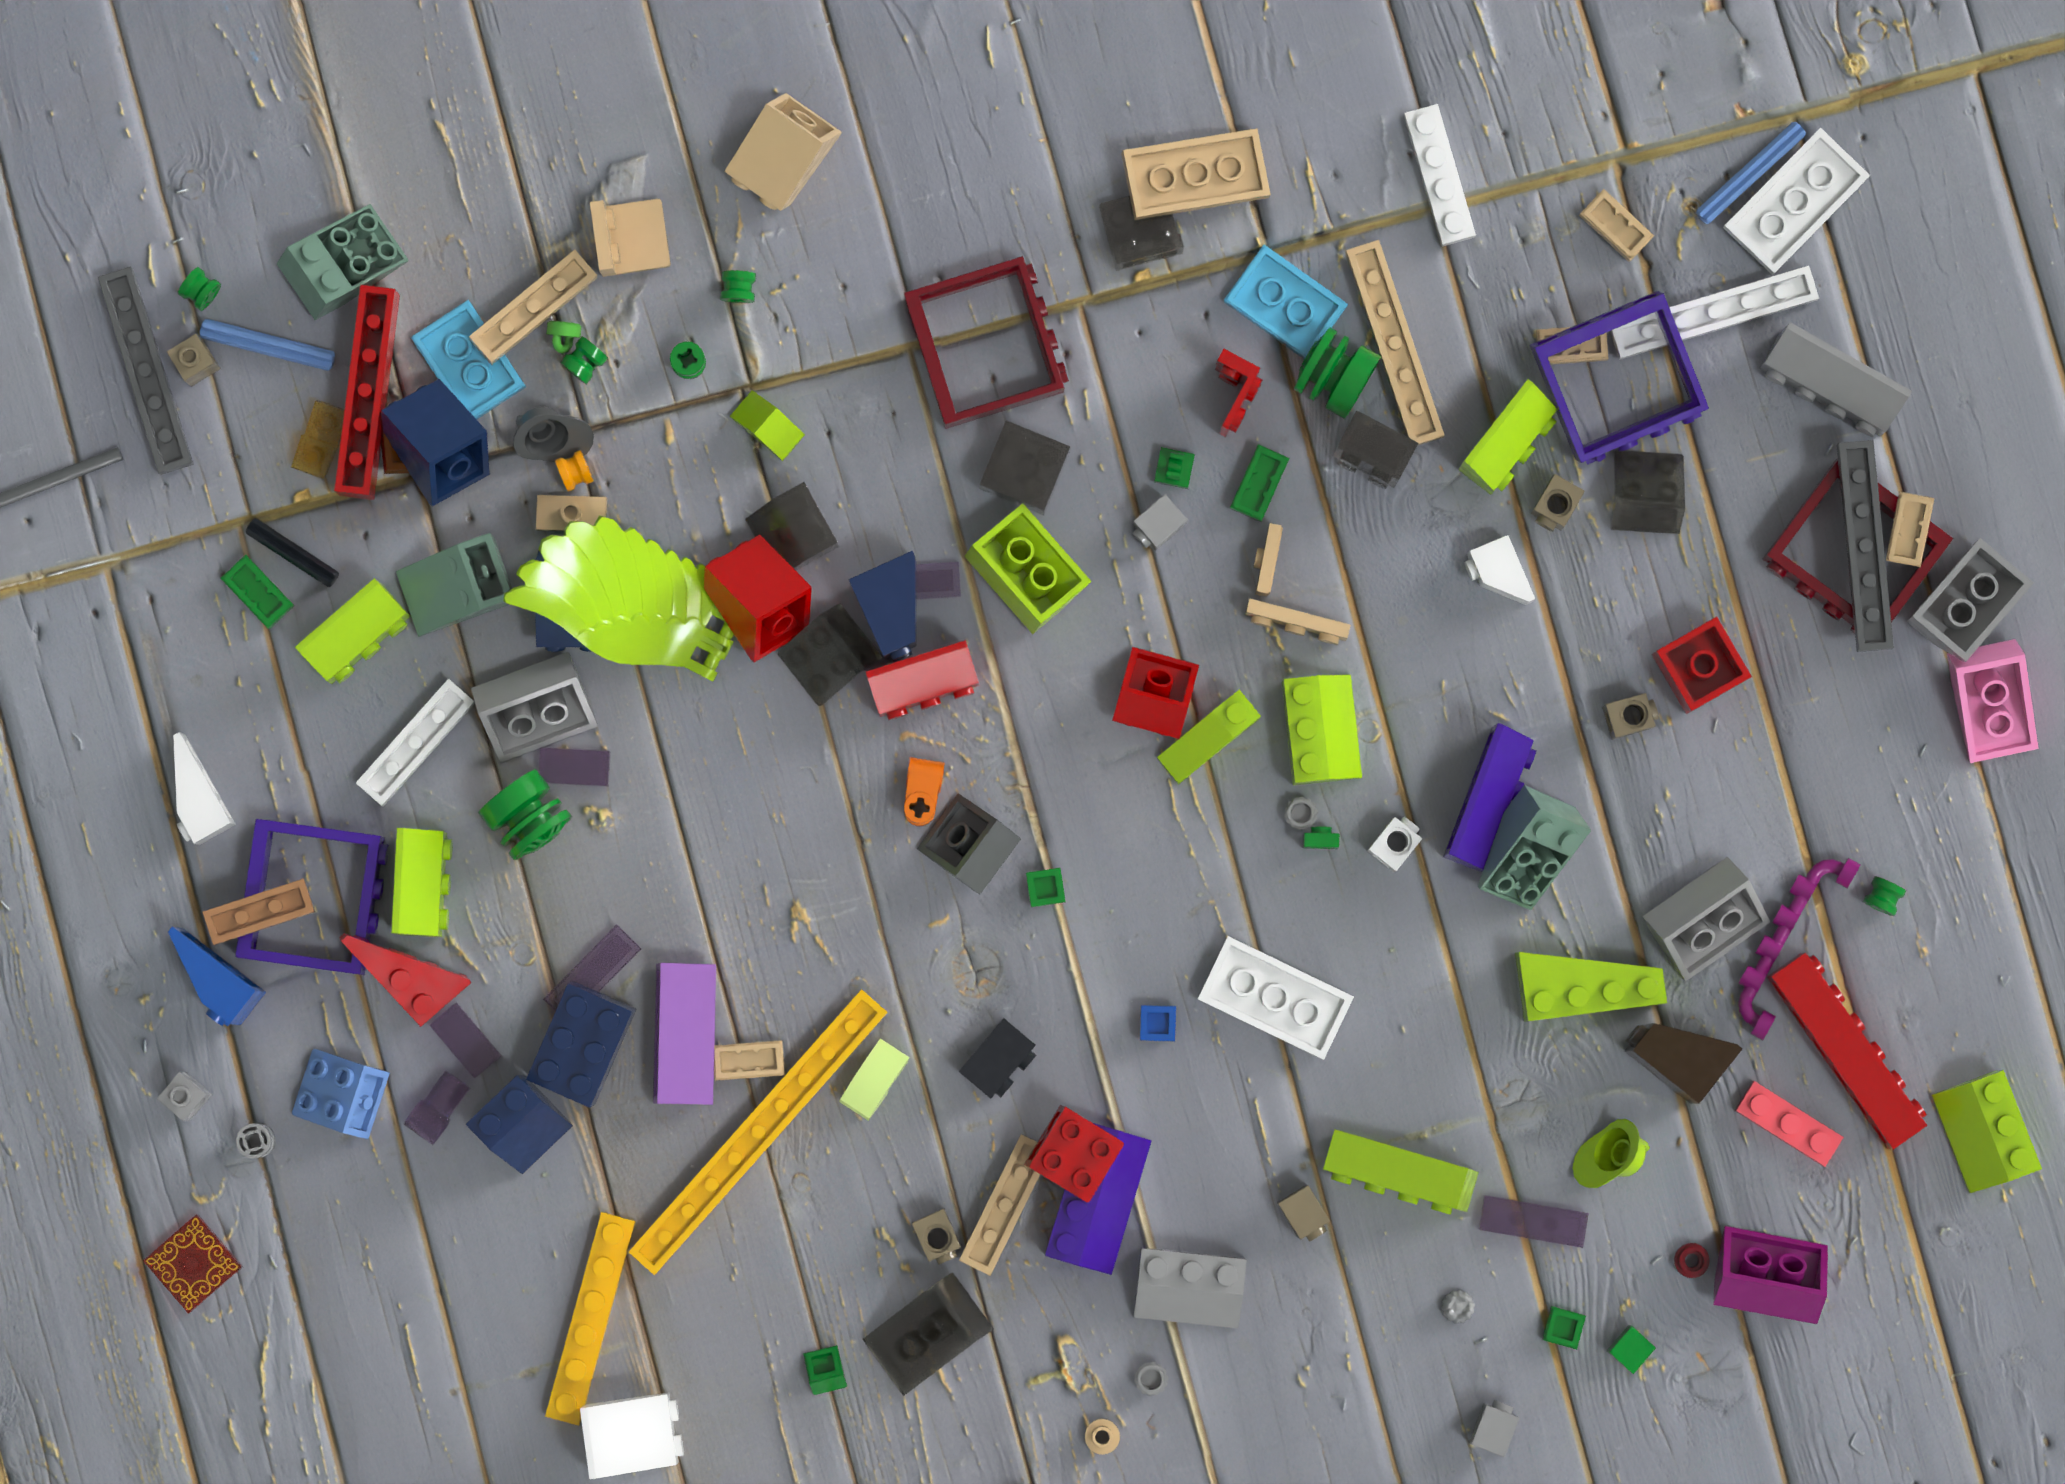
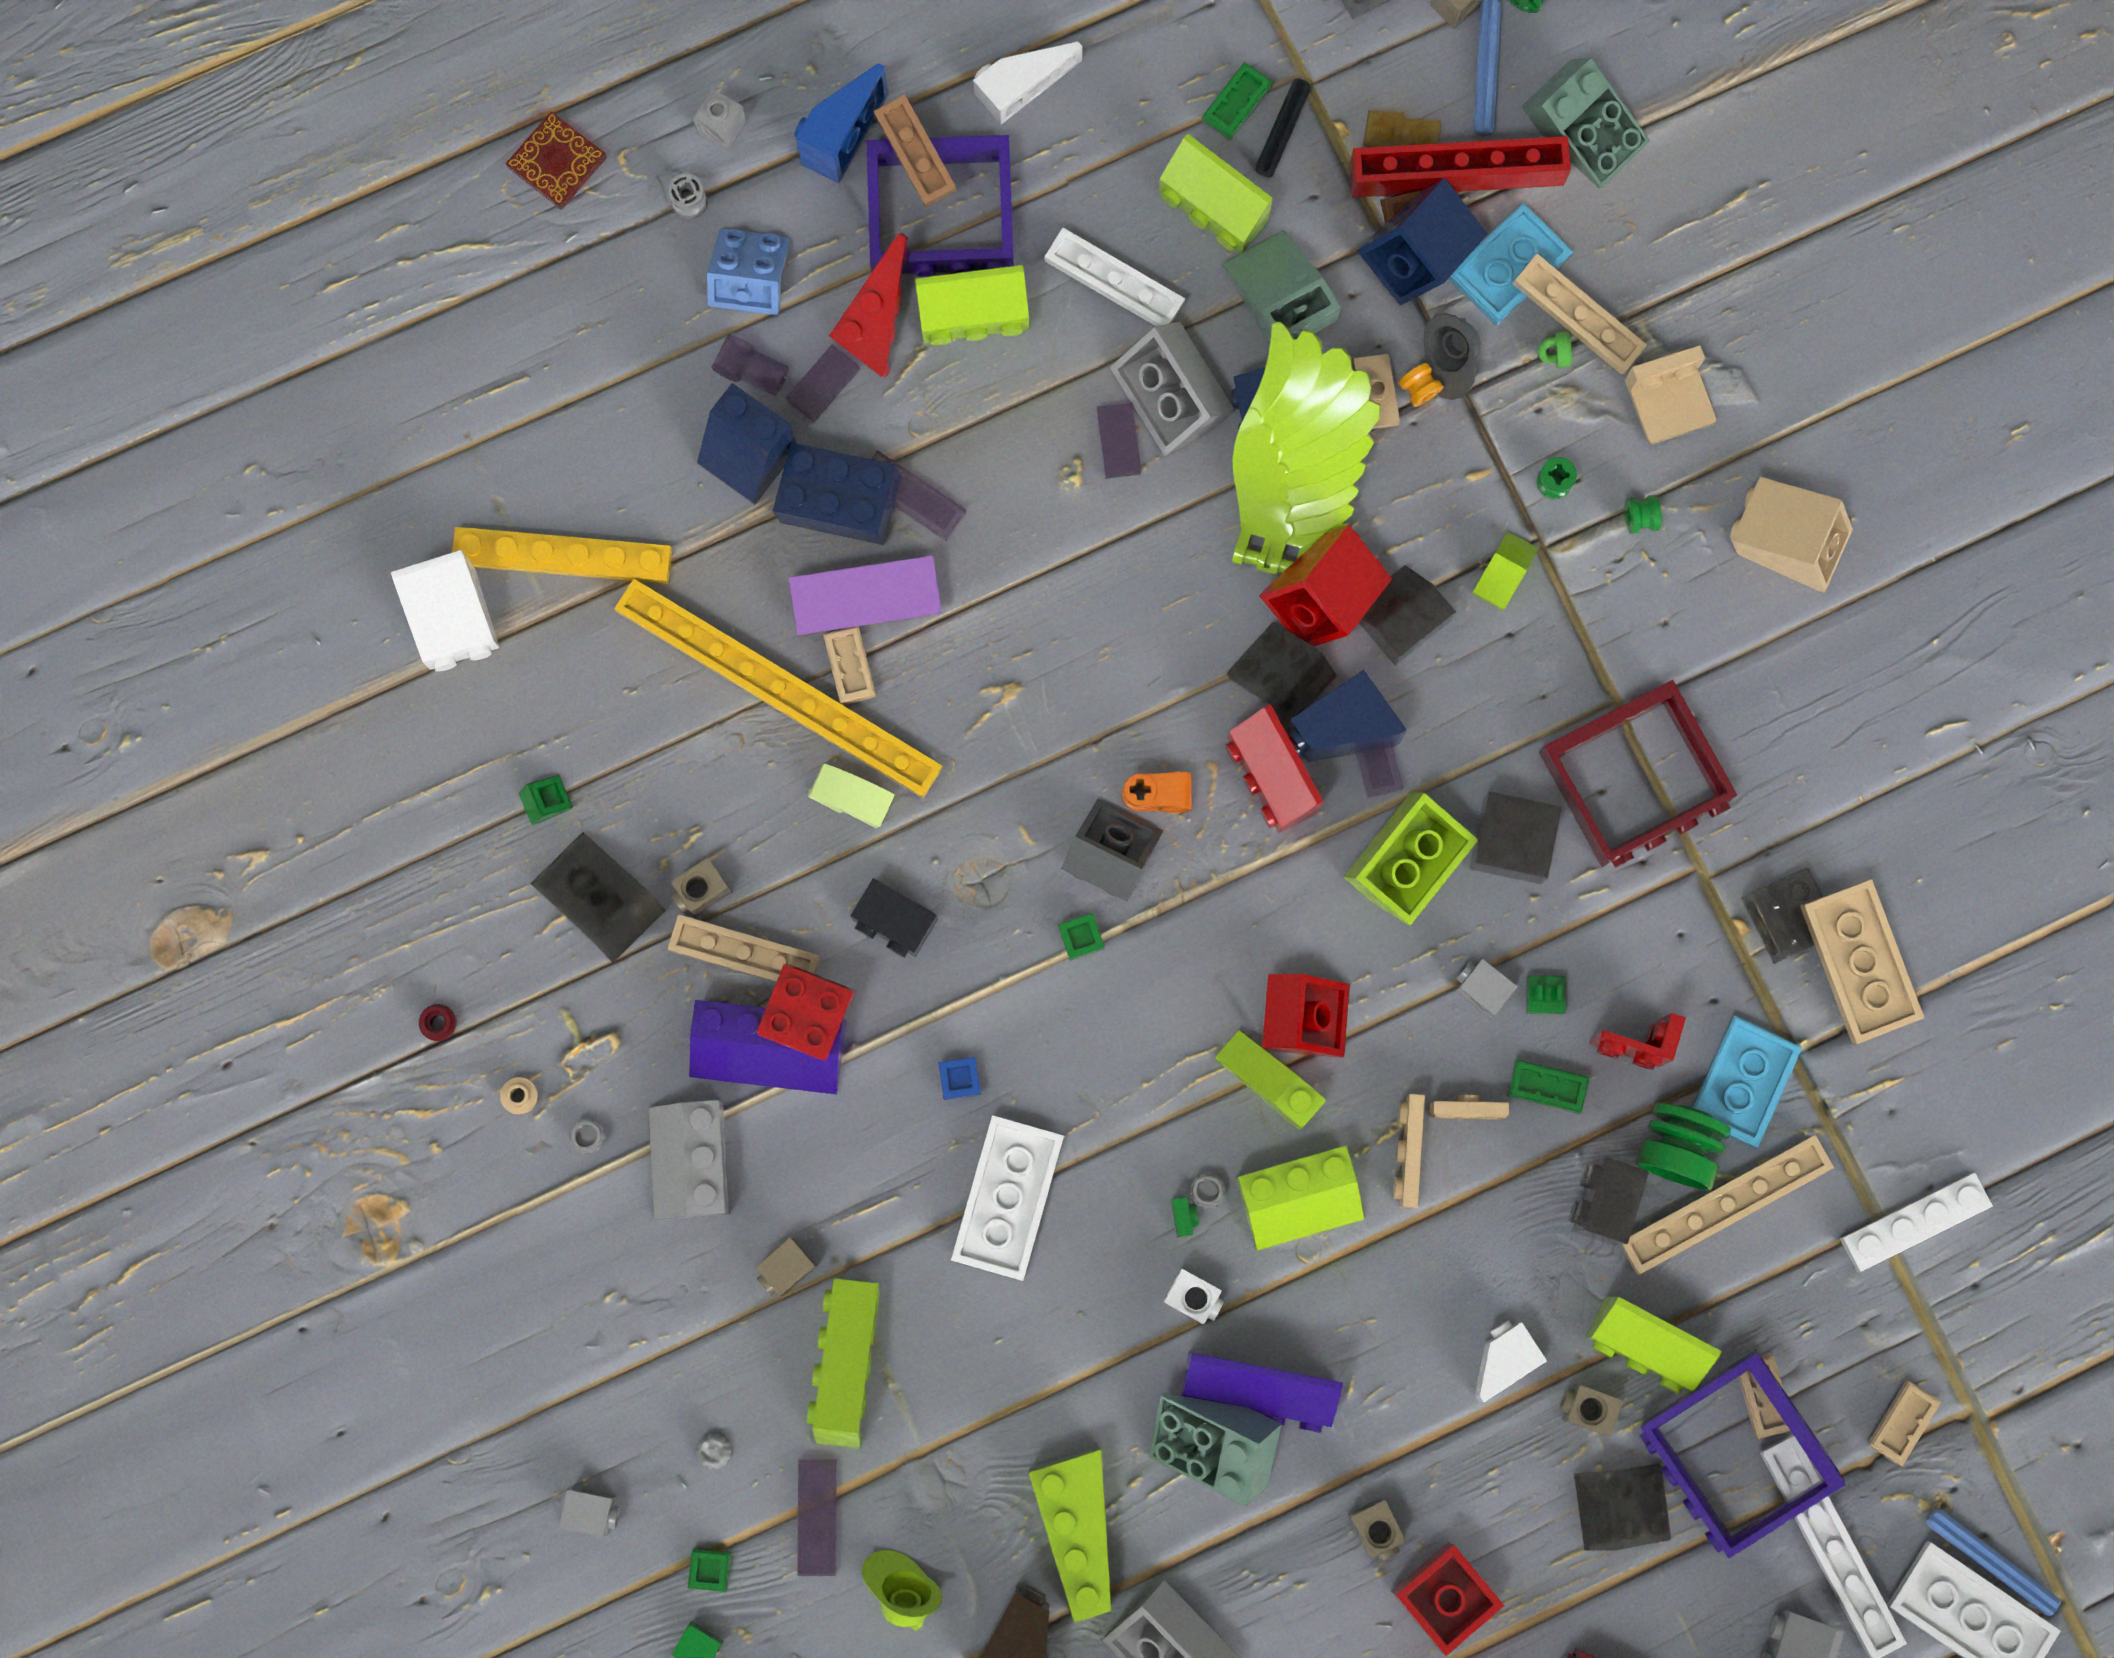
camera: 80 degrees right, 5 degrees down
(526, 816) = (1066, 389): green wheel -> none
(578, 366) = (1527, 371): green wheel -> none

